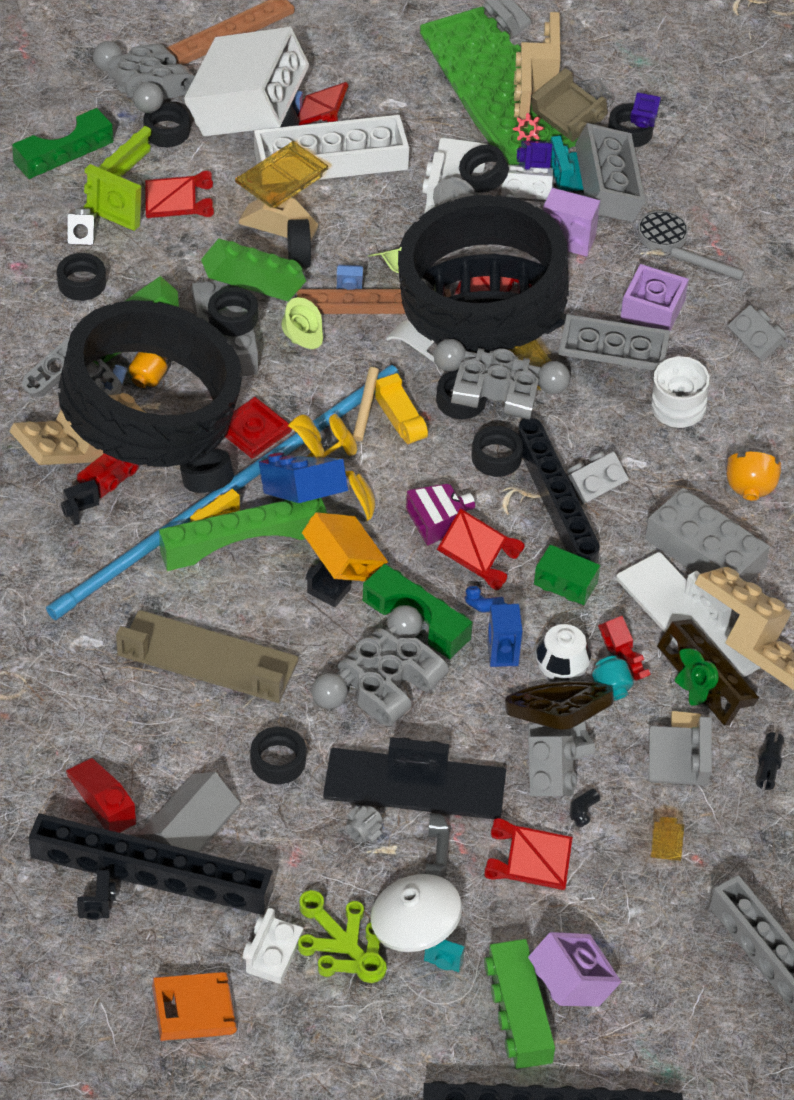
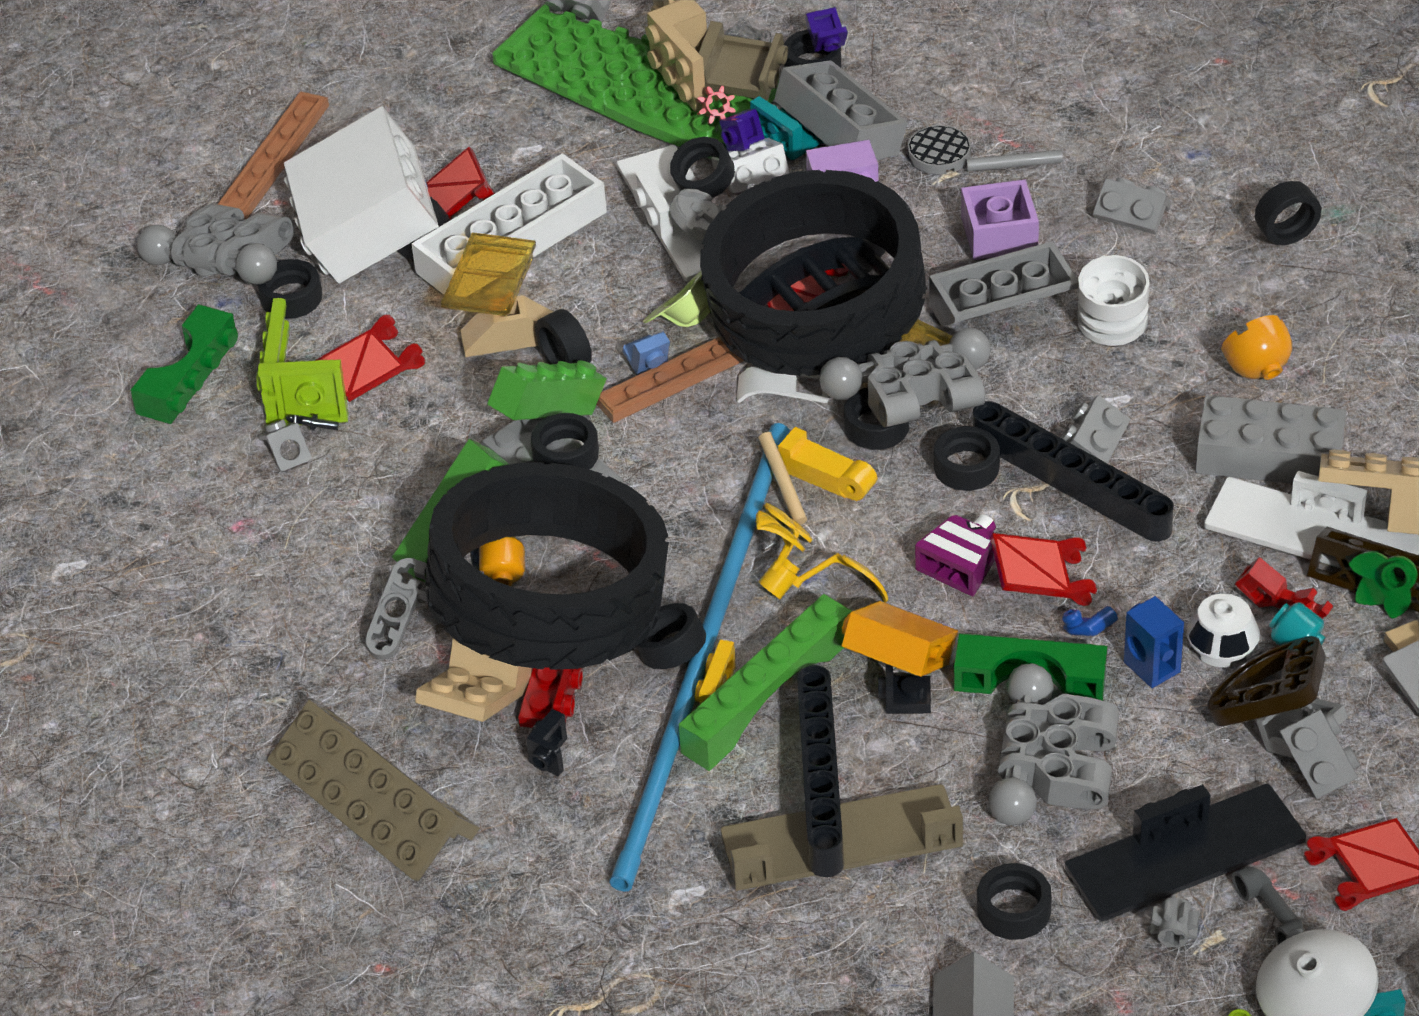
camera: 25 degrees left, 5 degrees down
(81, 290) = (333, 480): black tyre -> none
(110, 220) = (313, 422): none -> black hand
(224, 606) = (820, 771): none -> black beam
(256, 428) = (687, 567): red tile -> none
(301, 477) = (793, 586): blue wedge -> none
(303, 323) = (639, 427): yellowish green piece -> none
(567, 575) = (1155, 548): green brick -> none
(580, 806) = (1379, 783): black arm -> none

